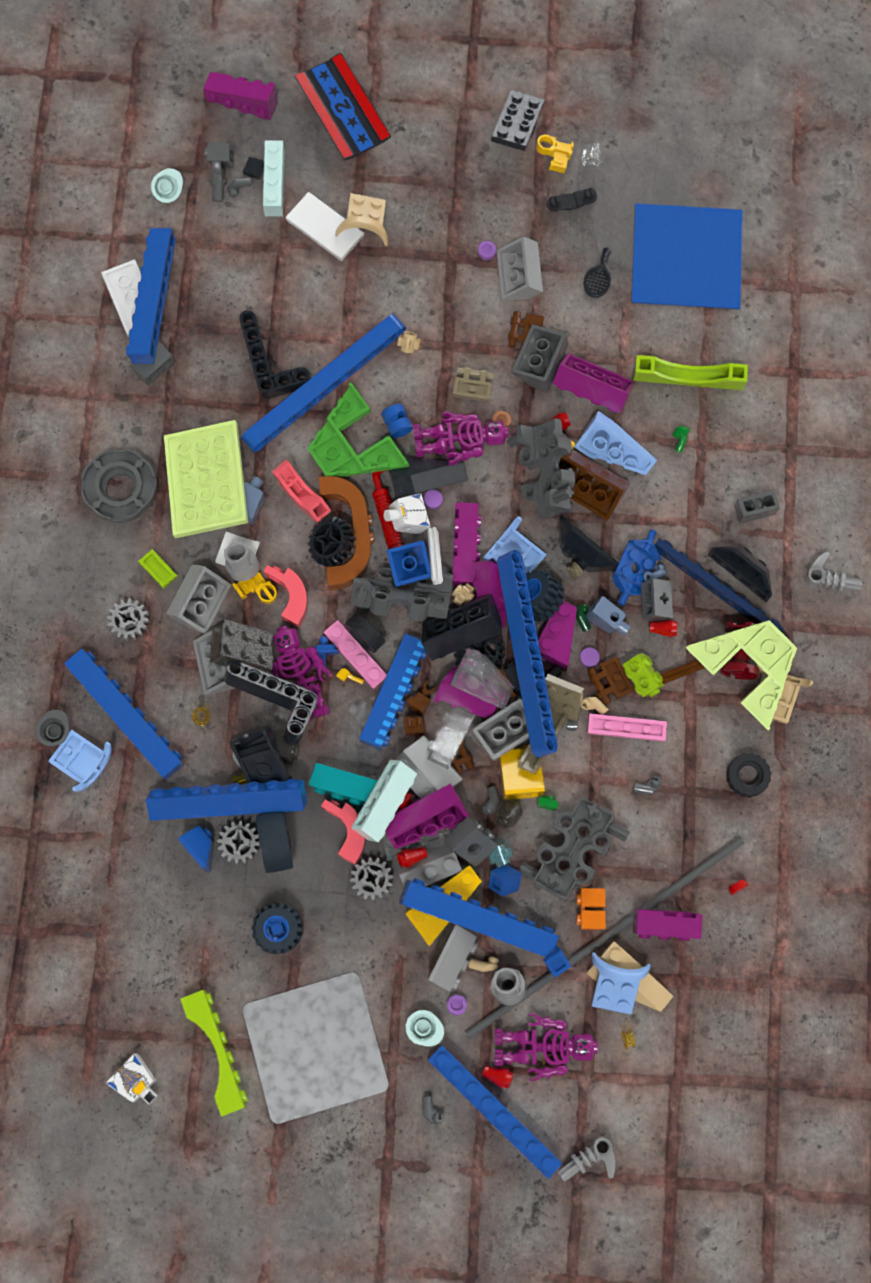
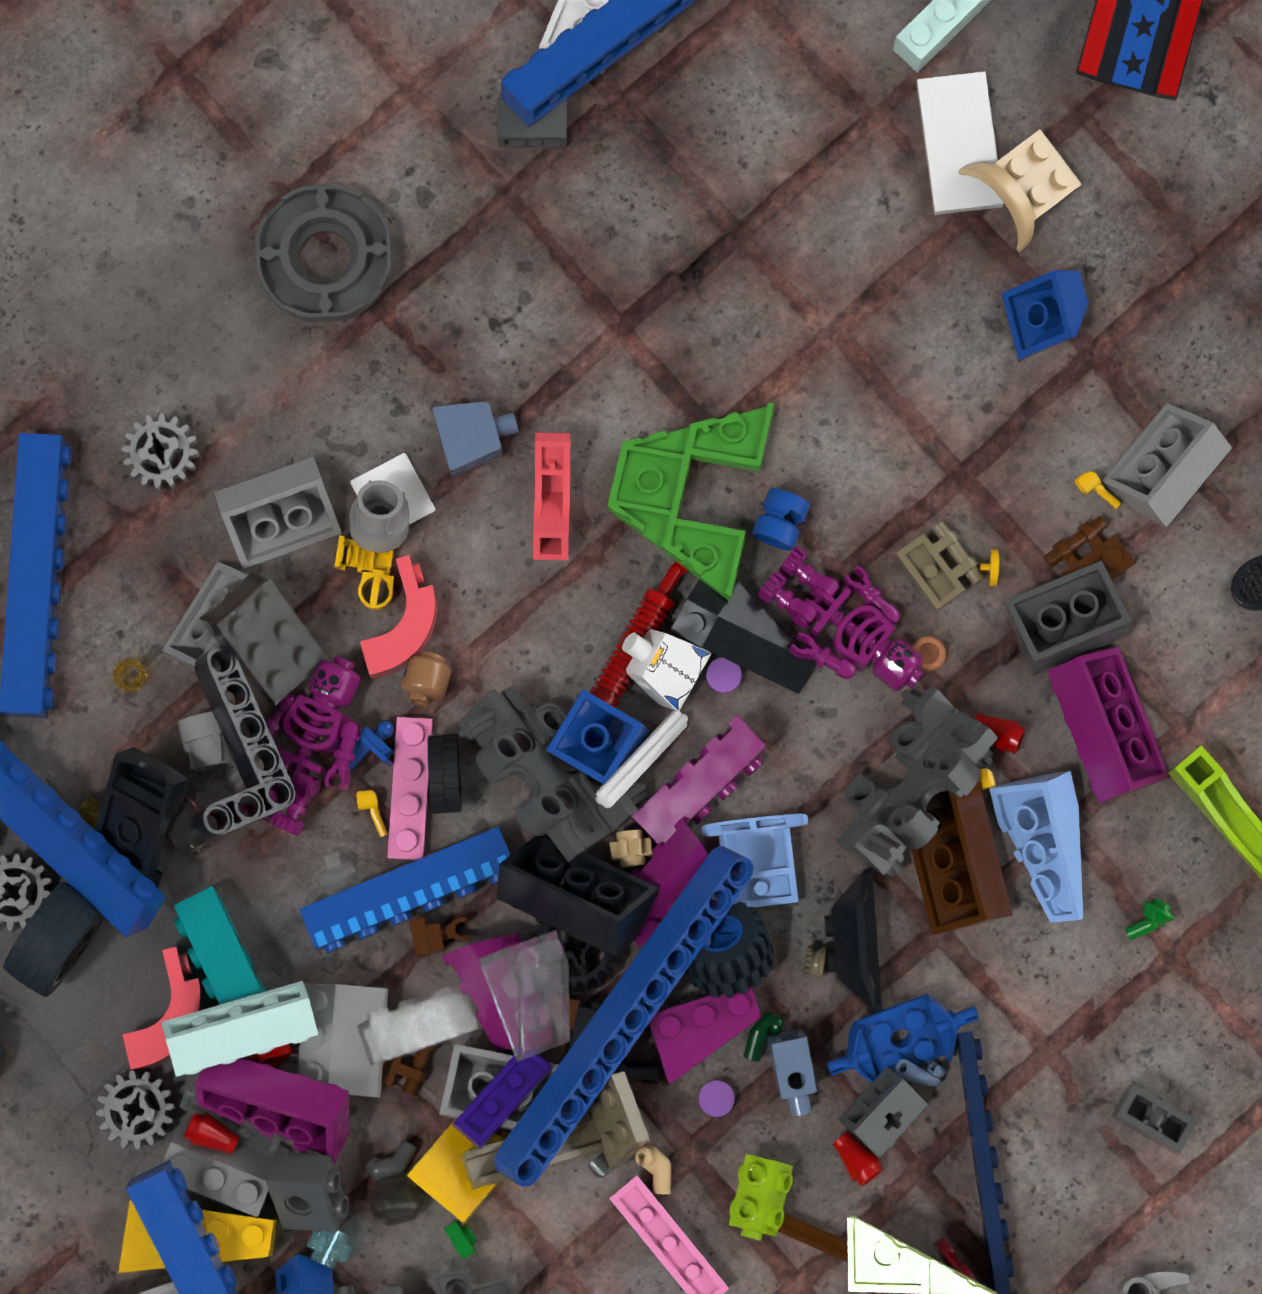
camera: 45 degrees right, 5 degrees up
(158, 569) = (266, 418): lime tile -> none
(205, 479) = (442, 356): yellowish green plate -> none
(258, 710) = (204, 743): none -> light grey piece
(261, 362) = (682, 261): black beam -> none
(320, 606) = (426, 678): none -> medium nougat head
(323, 383) = (737, 369): blue beam -> none
(328, 531) = (504, 606): black gear -> none
(340, 489) = (574, 640): dark orange arch -> none
(408, 342) = (908, 422): tan gear -> none
(414, 726) = (391, 961): reddish brown piece -> none
(419, 256) = (1045, 311): none -> blue slope
(486, 250) = (1151, 390): medium lavender tile -> none
(493, 366) = (993, 567): none -> yellow piece
(498, 302) = (1090, 481): none -> yellow hand
(511, 730) = (501, 1098): none -> dark purple tile
(615, 677) = (722, 1161): reddish brown plate -> none
(744, 568) = (1052, 1187): black wedge -> none

